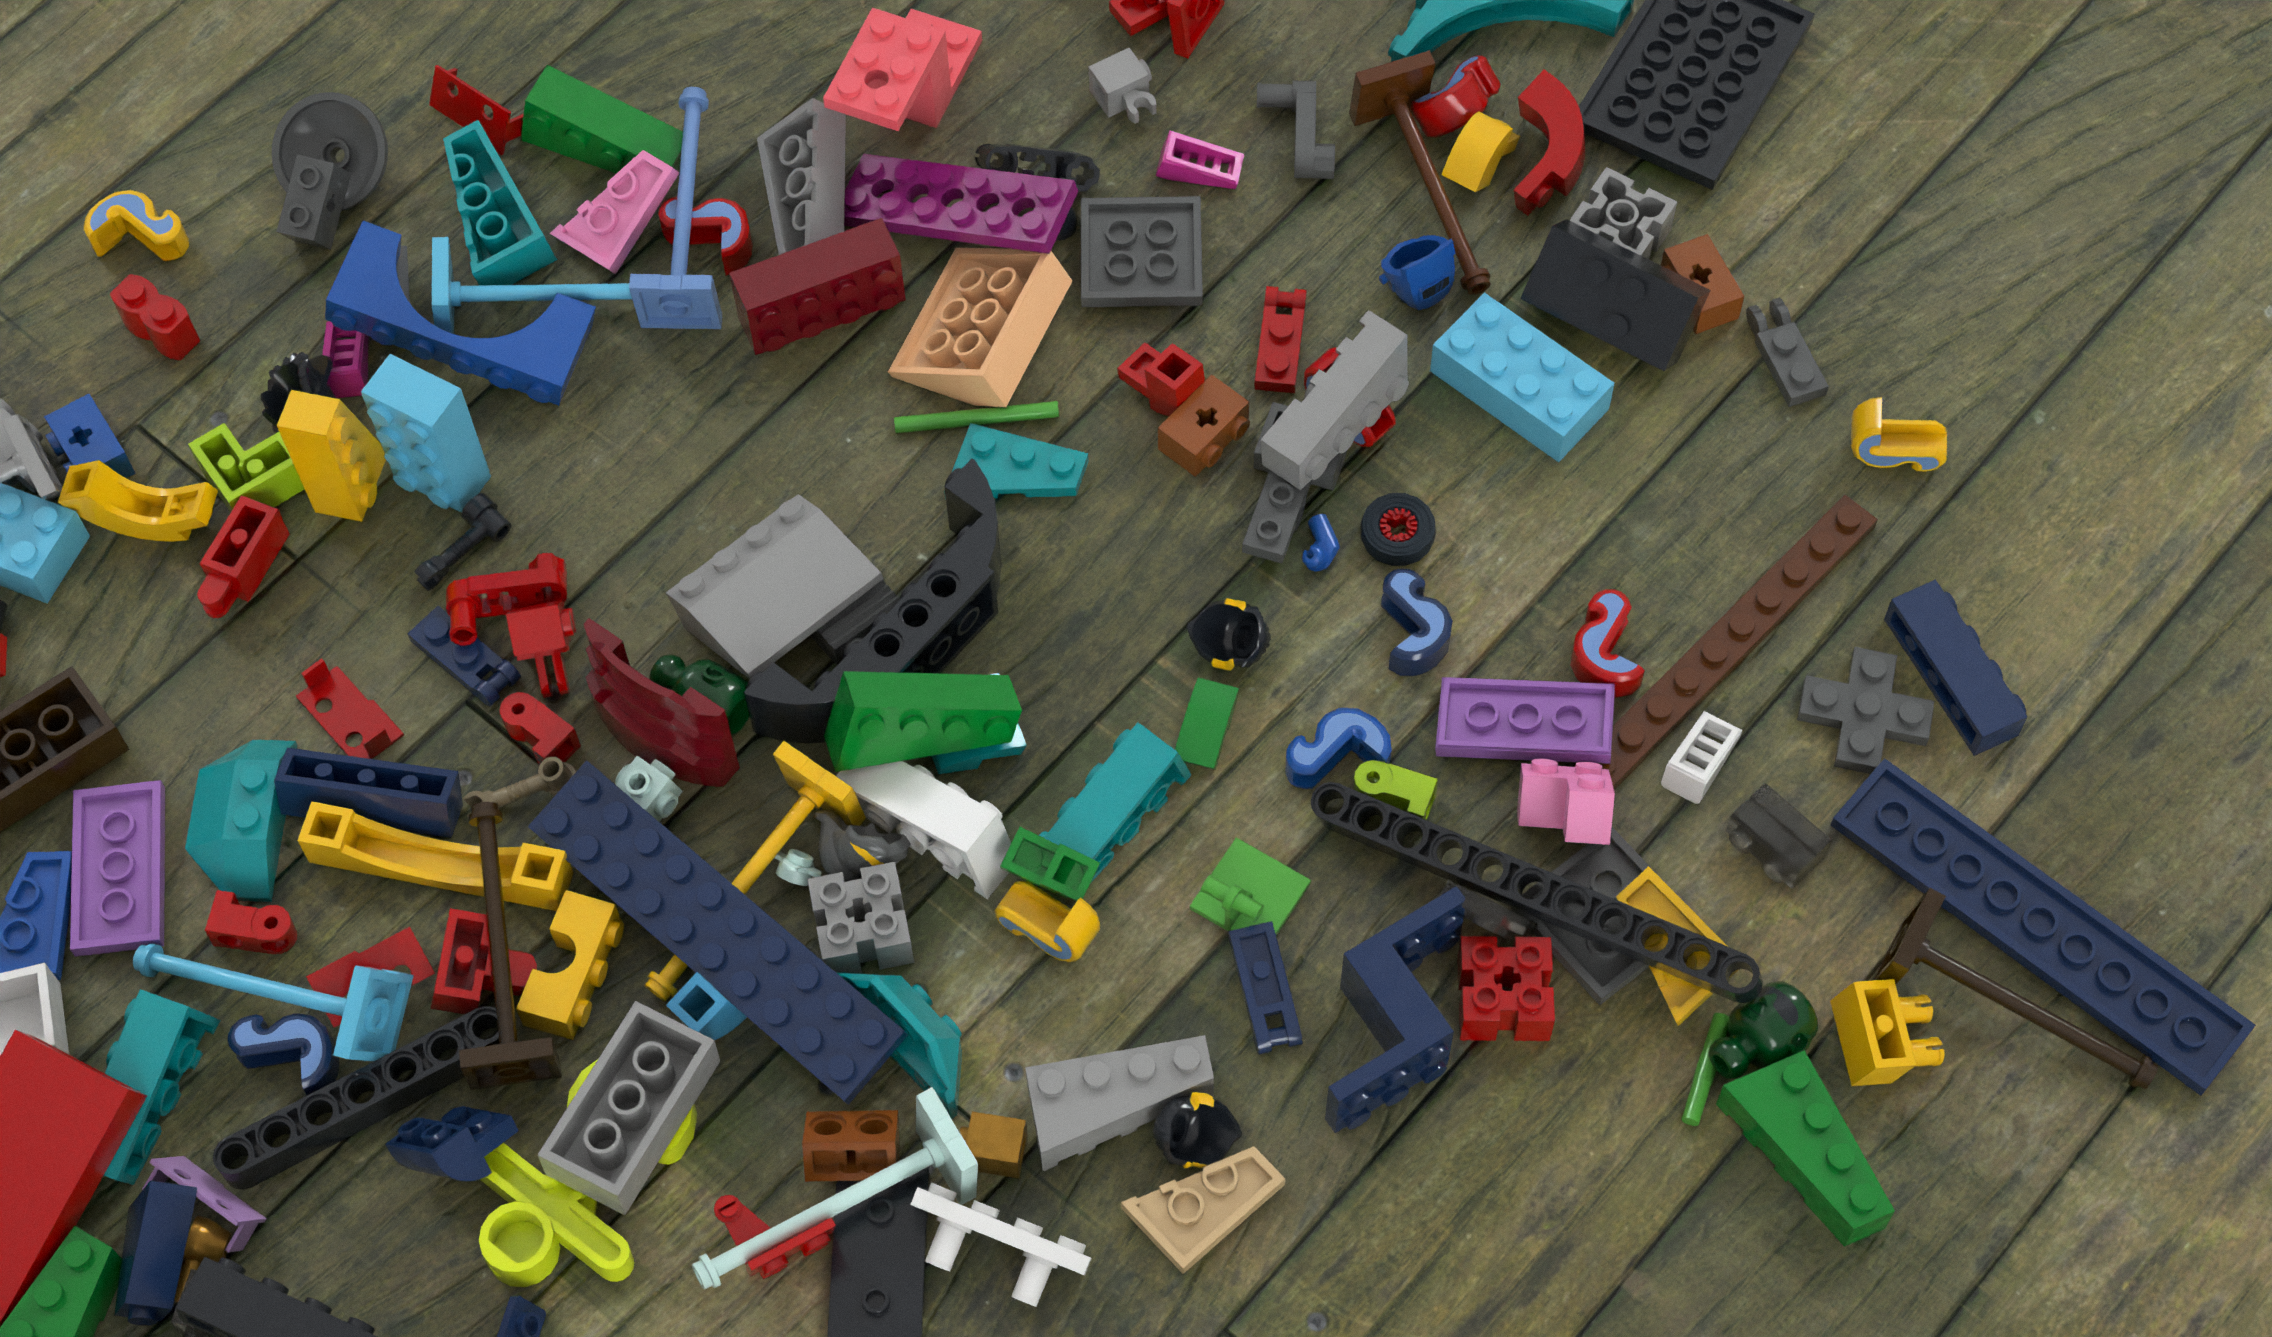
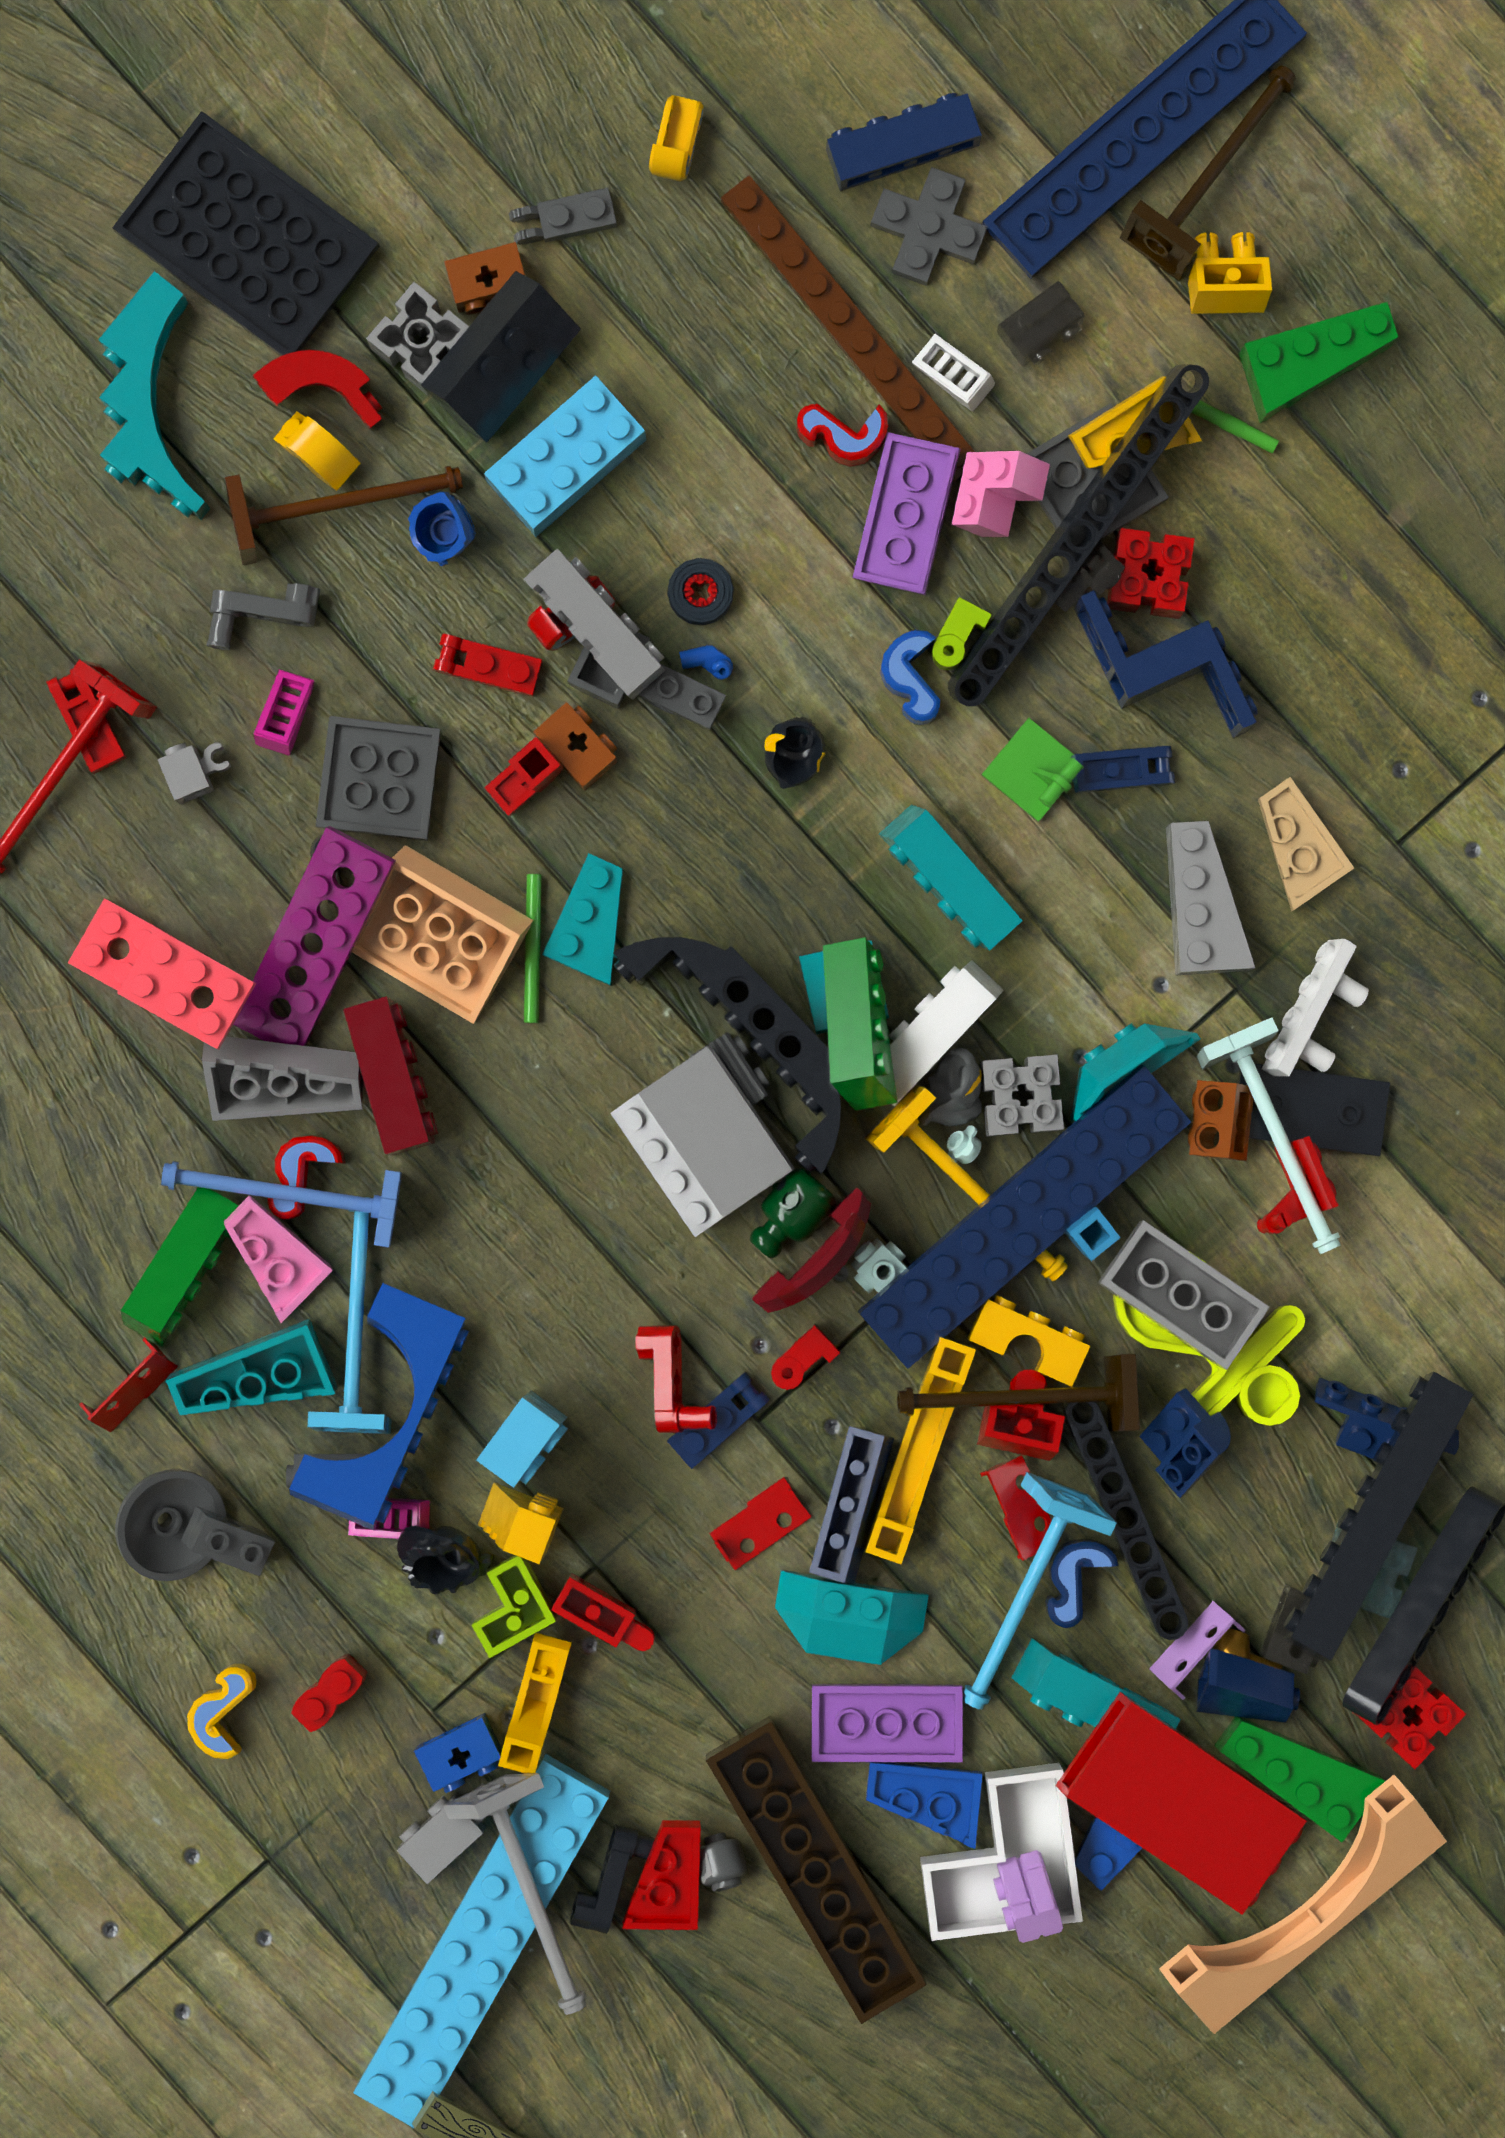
camera: 85 degrees left, 25 degrees up
(249, 928) = (959, 1611): red leg -> none
(484, 521) = (586, 1396): black brick -> none
(542, 632) = (719, 1347): red brick -> none
(551, 778) = (857, 1366): dark tan brick -> none
(996, 1143) = (1230, 1006): pearl gold brick -> none
(1048, 922) = (1042, 940): yellow animal -> none
(1049, 865) = (1004, 930): green slope -> none
(1058, 162) = (280, 839): black beam -> none
(1195, 1130) = (1243, 843): black hair -> none
(1206, 723) = (870, 784): green slope -> none
(1421, 617) = (797, 583): dark blue animal -> none
(1459, 100) = (259, 454): red animal -> none
(1765, 1030) = (1225, 368): dark green piece -> none

